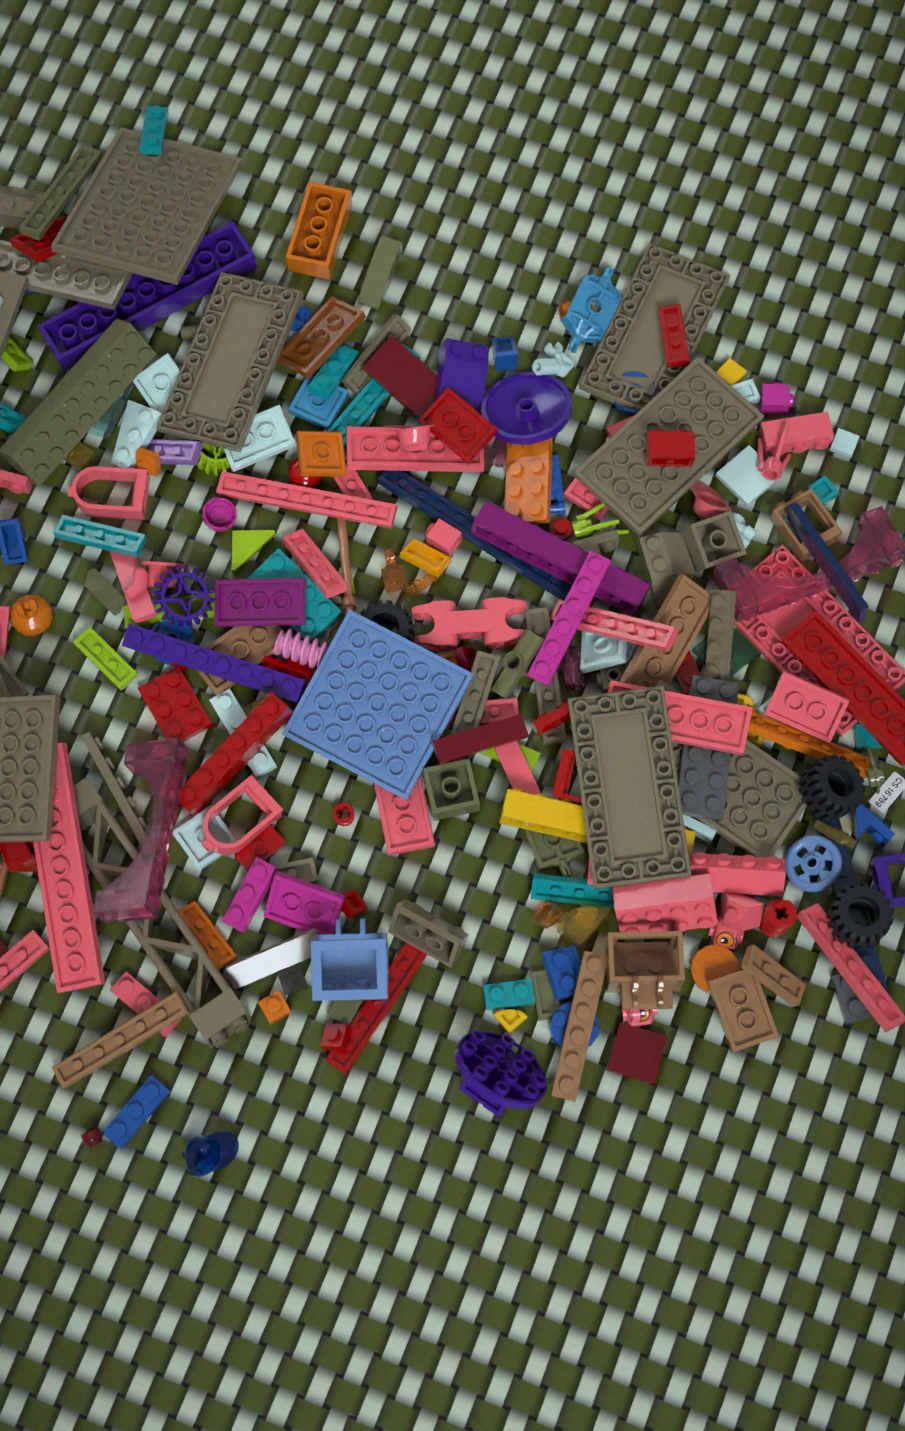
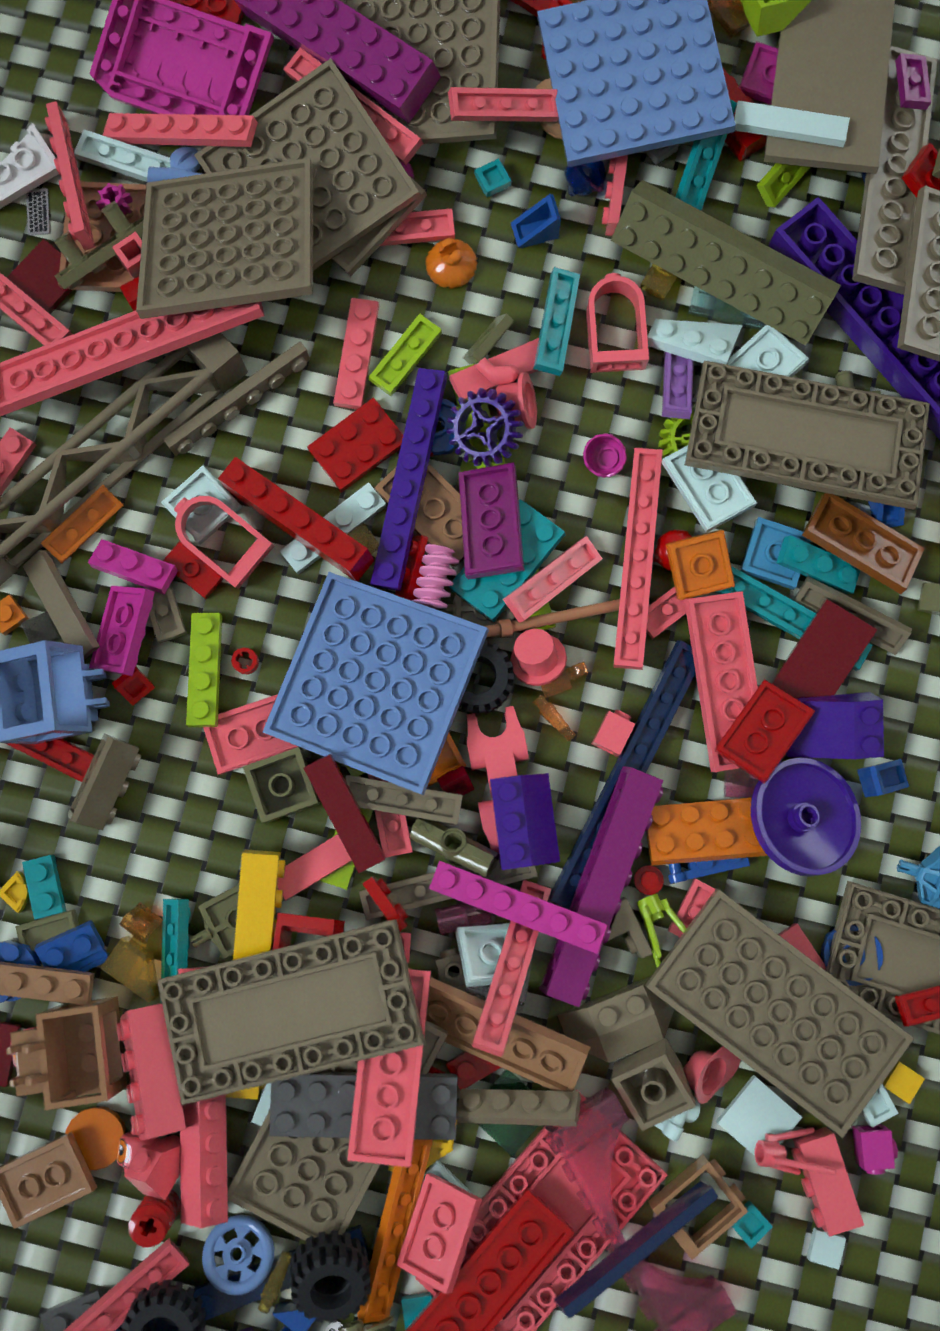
camera: 80 degrees right, 10 degrees up
(97, 699) = (356, 353): none -> coral plate
(139, 888) = (99, 431): clear pink arch -> none
(148, 460) = (661, 360): orange plate -> none
(247, 544) = (573, 496): lime tile -> none
(346, 846) = (204, 670): none -> lime plate
(375, 584) = (538, 657): none -> coral piece
(412, 437) = (741, 672): coral piece -> none
(425, 557) = (584, 714): light orange plate -> none
(504, 608) = (524, 821): none -> dark purple slope
(557, 364) = (874, 850): light aqua bar -> none
(670, 448) = (770, 1015): red brick -> none
(773, 975) = (81, 1217): medium nougat plate -> none

